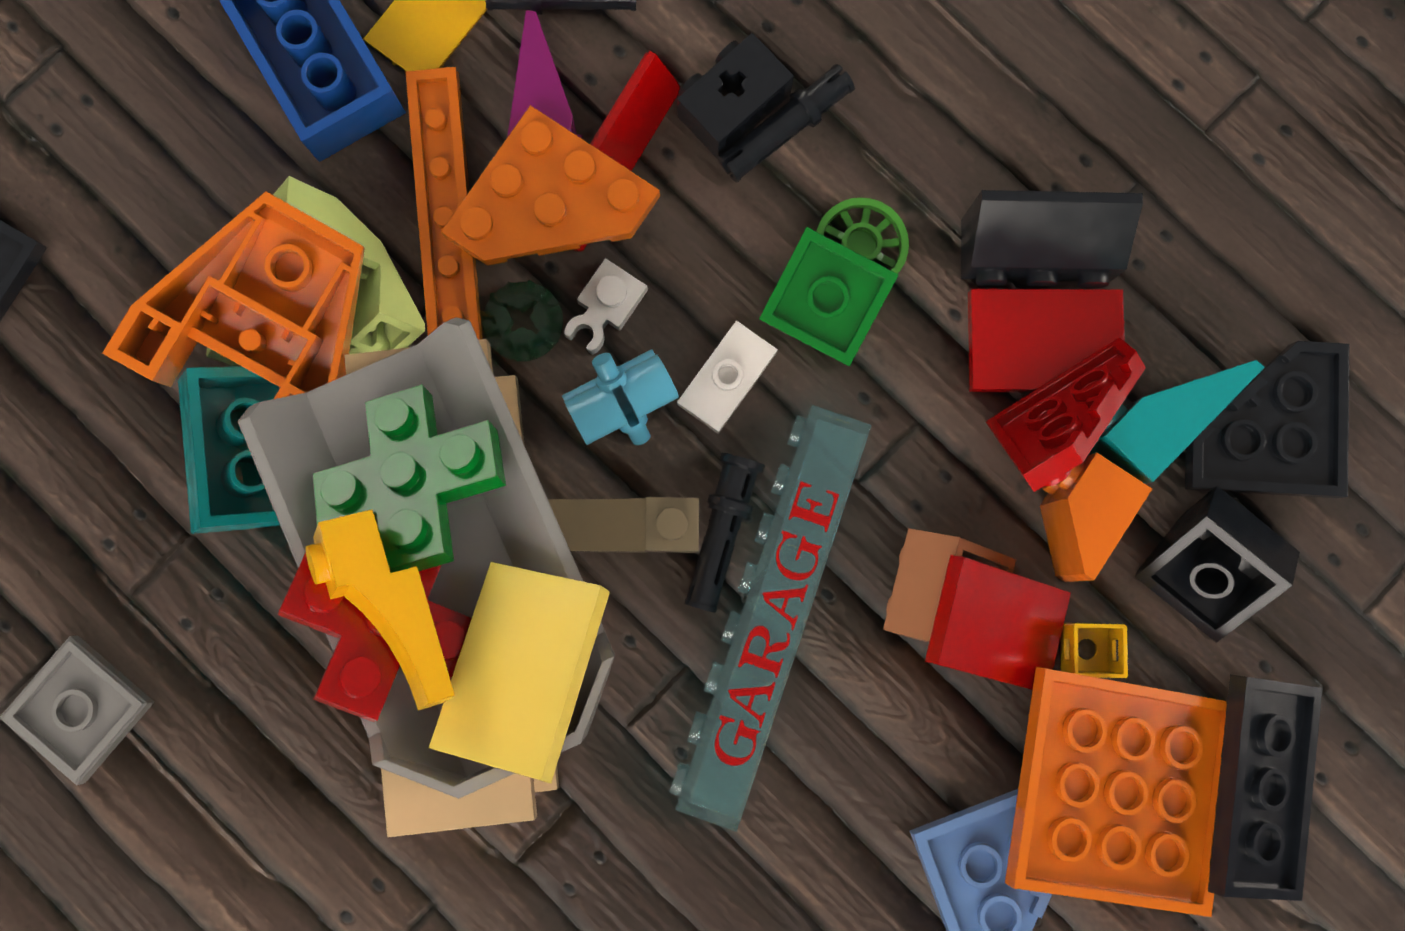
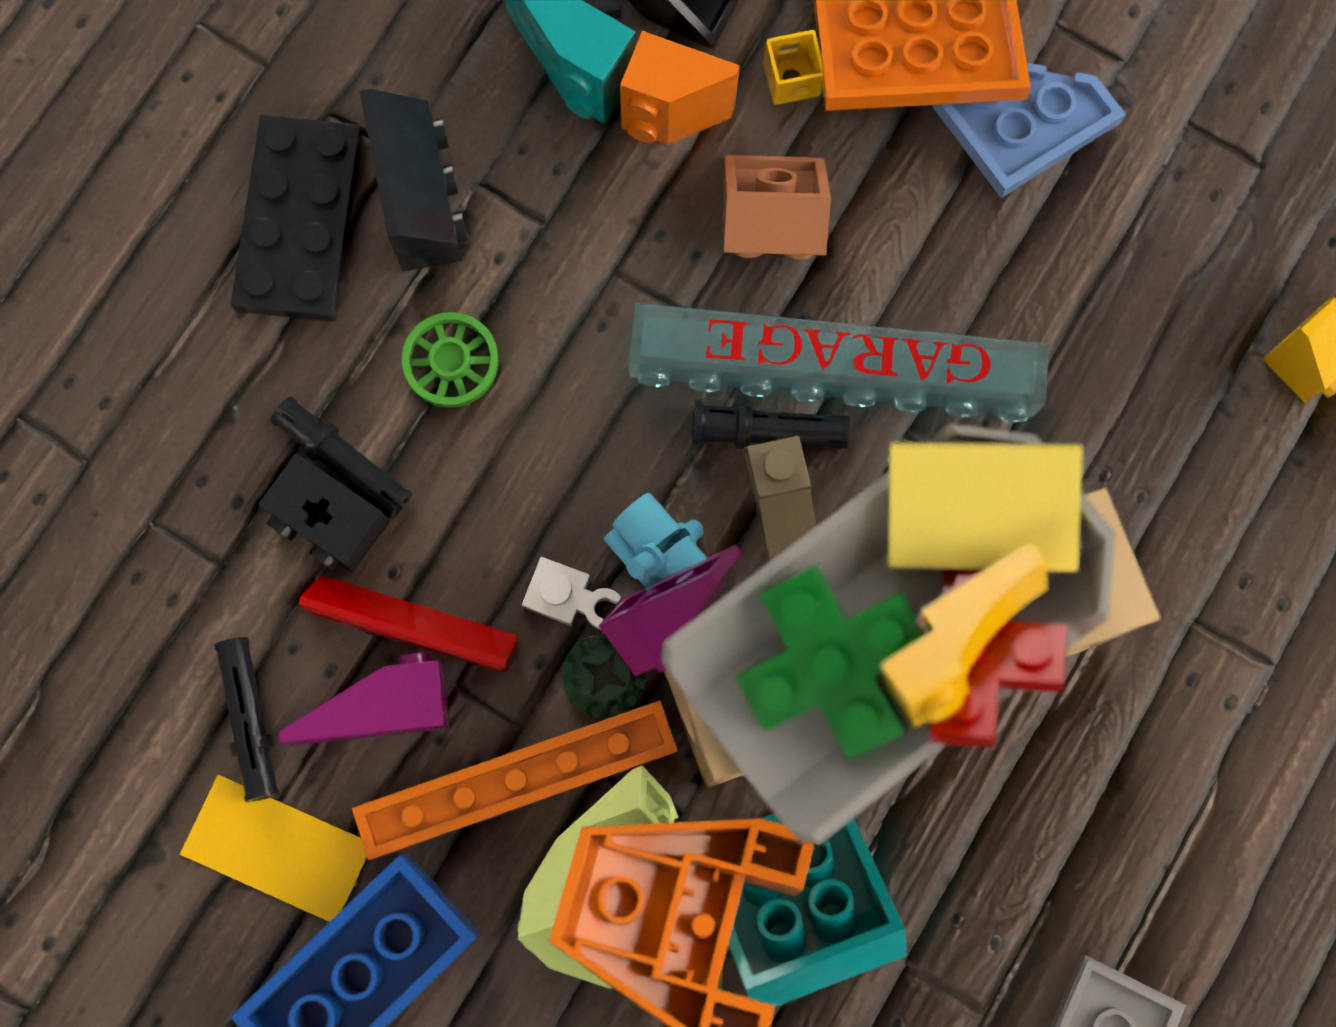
camera: 105 degrees left, 5 degrees down
(548, 196) = (477, 667): orange plate -> none
(554, 377) = (659, 611): none -> magenta slope
(727, 377) = (613, 458): white plate -> none
(828, 296) = (513, 375): green plate -> none
(996, 623) = (796, 151): red tile -> none
(1035, 128) = (297, 218): none -> black plate
(1036, 334) = (507, 167): red tile -> none
(1065, 417) = (586, 123): red plate -> none

